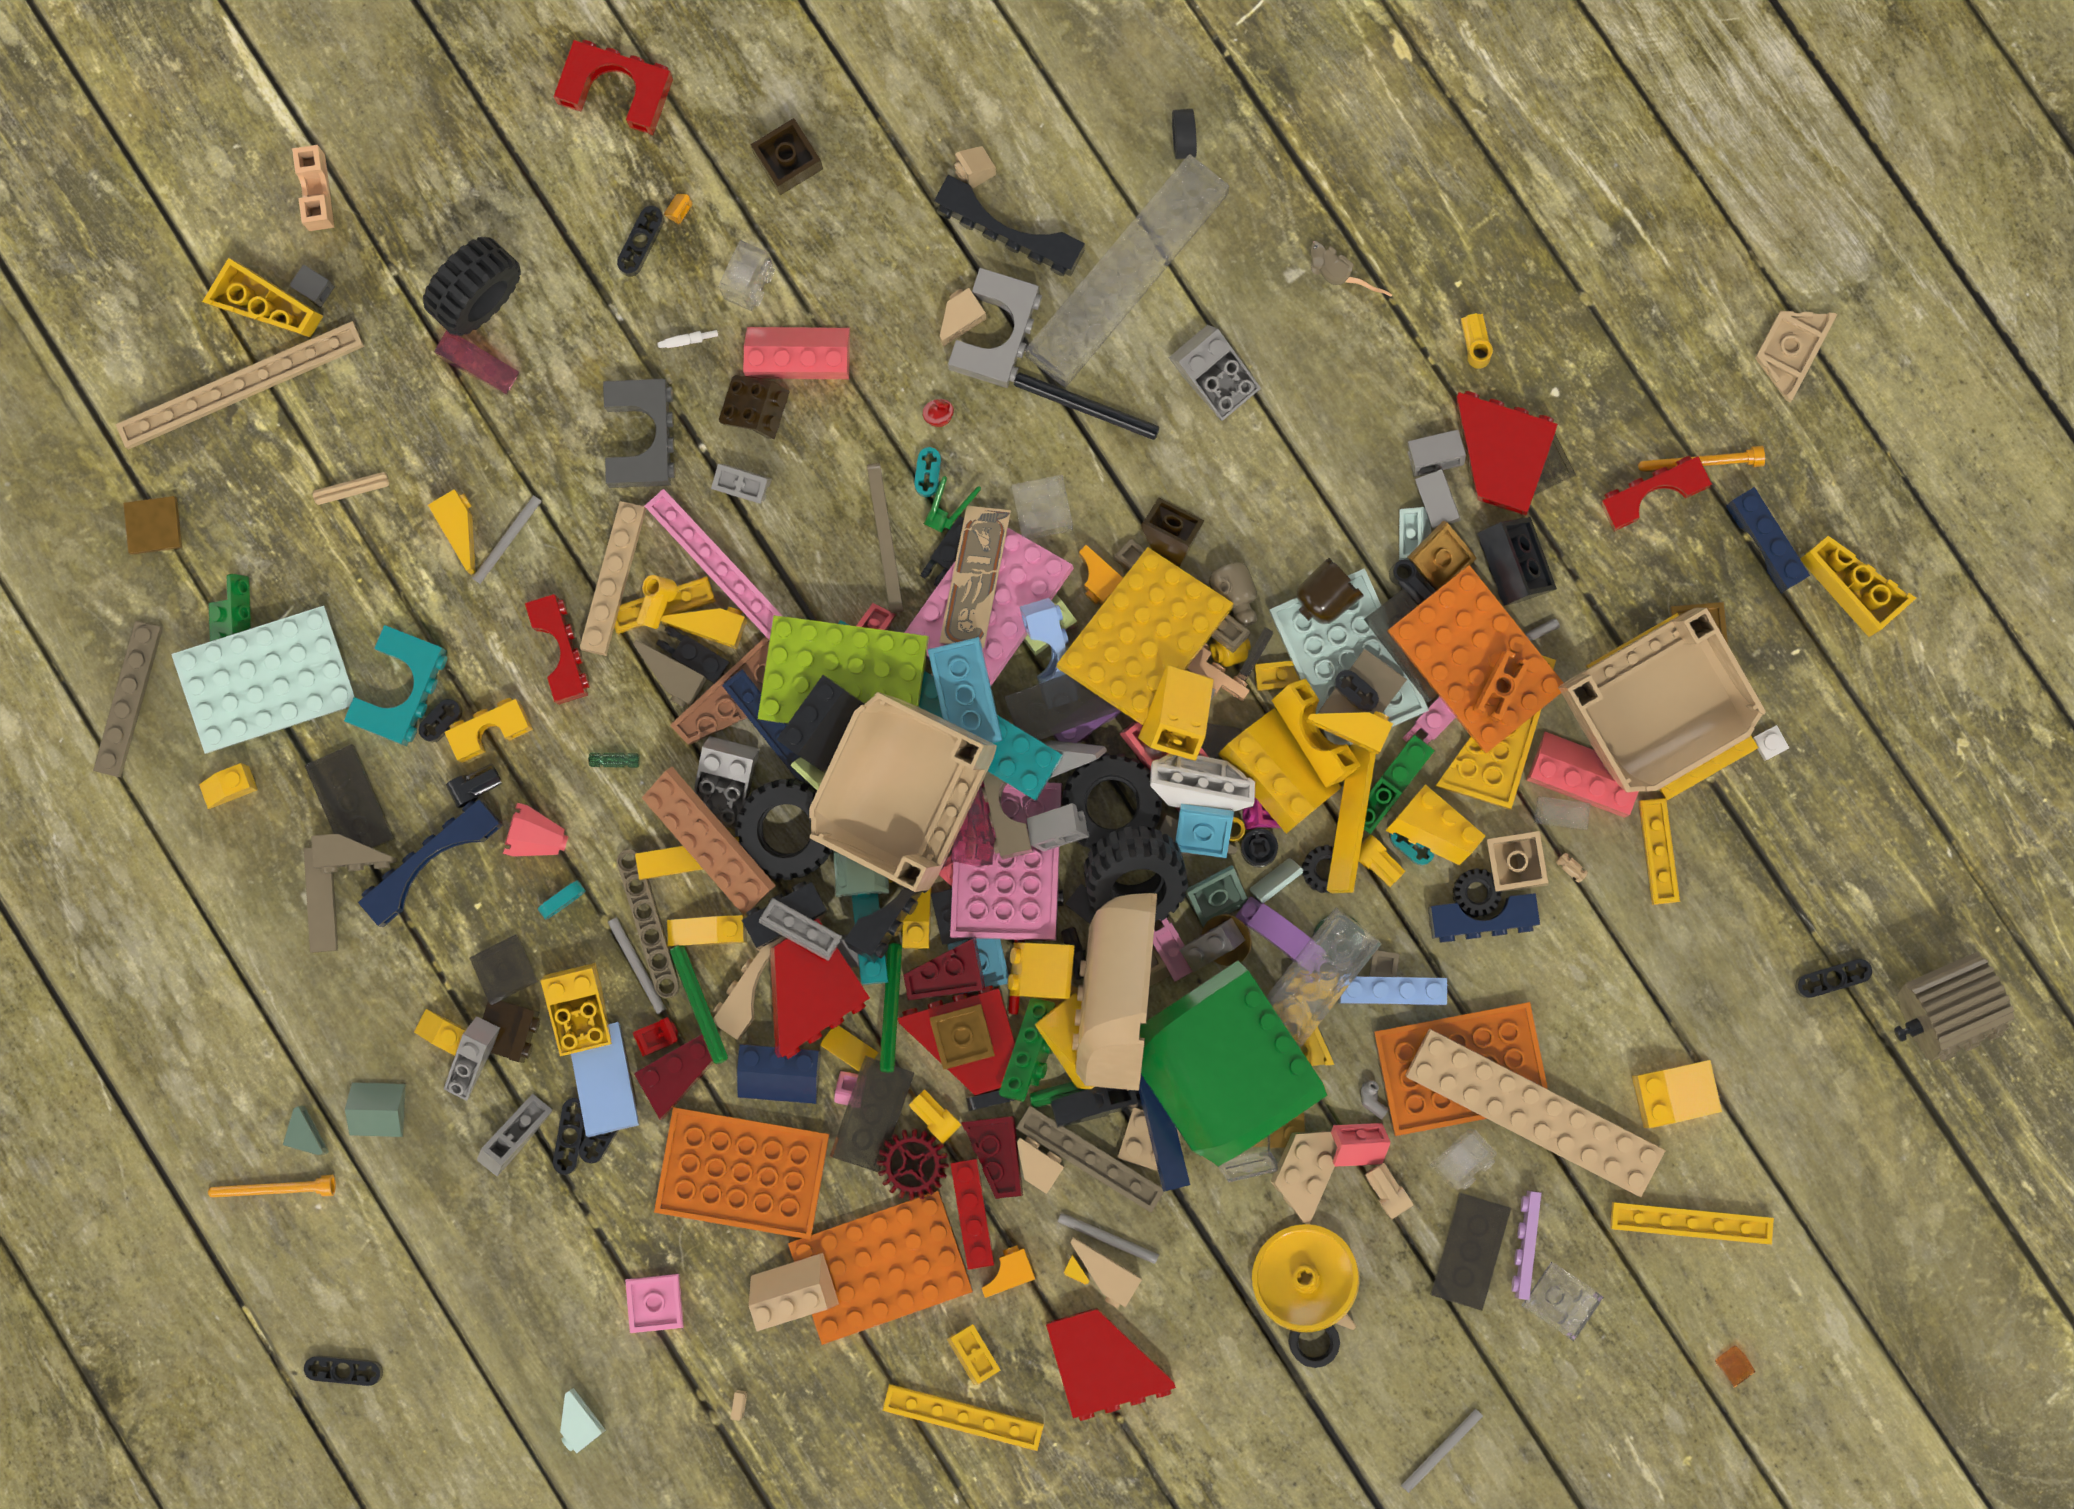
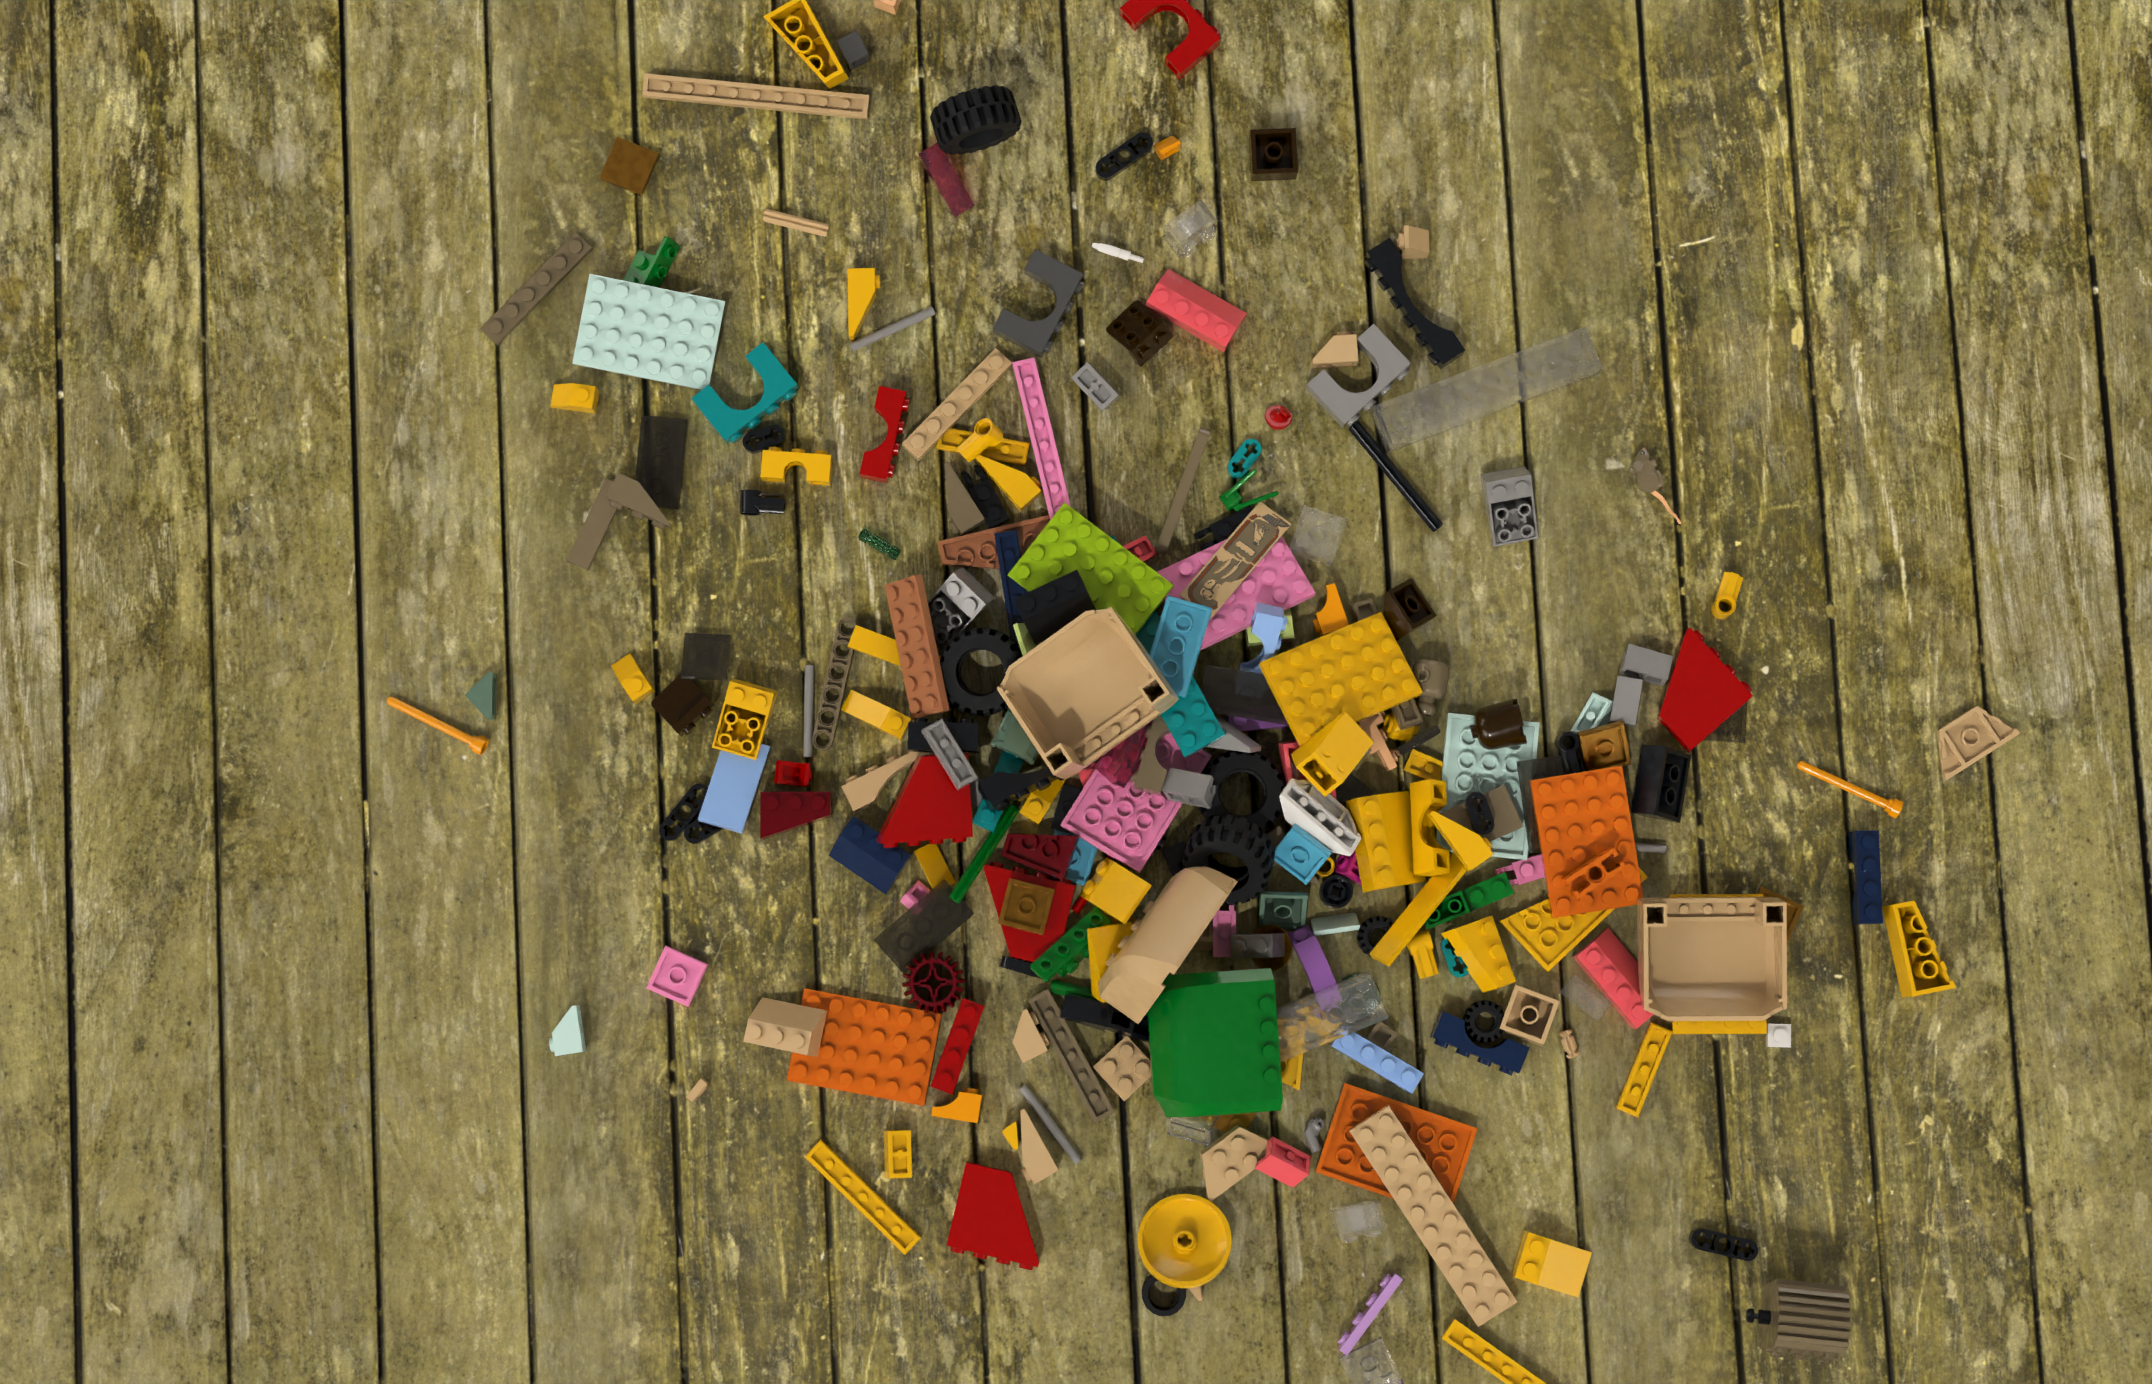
camera: 20 degrees right, 0 degrees up
(324, 1361) = (404, 894): black beam -> none
(376, 1109) = (549, 708): sand green slope -> none
(389, 897) = (649, 552): dark blue arch -> none
(471, 1057) = (643, 710): light grey slope -> none
(513, 1135) = (642, 787): light grey slope -> none
(533, 834) = (786, 566): coral cone -> none
(561, 900) = (779, 628): teal beam -> none
(699, 1004) = (839, 767): green axle -> none
(742, 1173) = (799, 915): orange plate -> none
(939, 1120) = (972, 959): yellow piece -> none
(998, 1153) = (1003, 1010): dark red wing -> none
(1071, 937) = (1152, 878): black axle -> none
(1164, 1141) = (1135, 1074): dark blue tile -> none
(1184, 133) = (1590, 308): black tyre -> none
(1392, 1196) = (1286, 1217): tan piece -> none
(1470, 1251) = (1323, 1293): clear smoke tile -> none
(1686, 479) = (1829, 793): red arch -> none

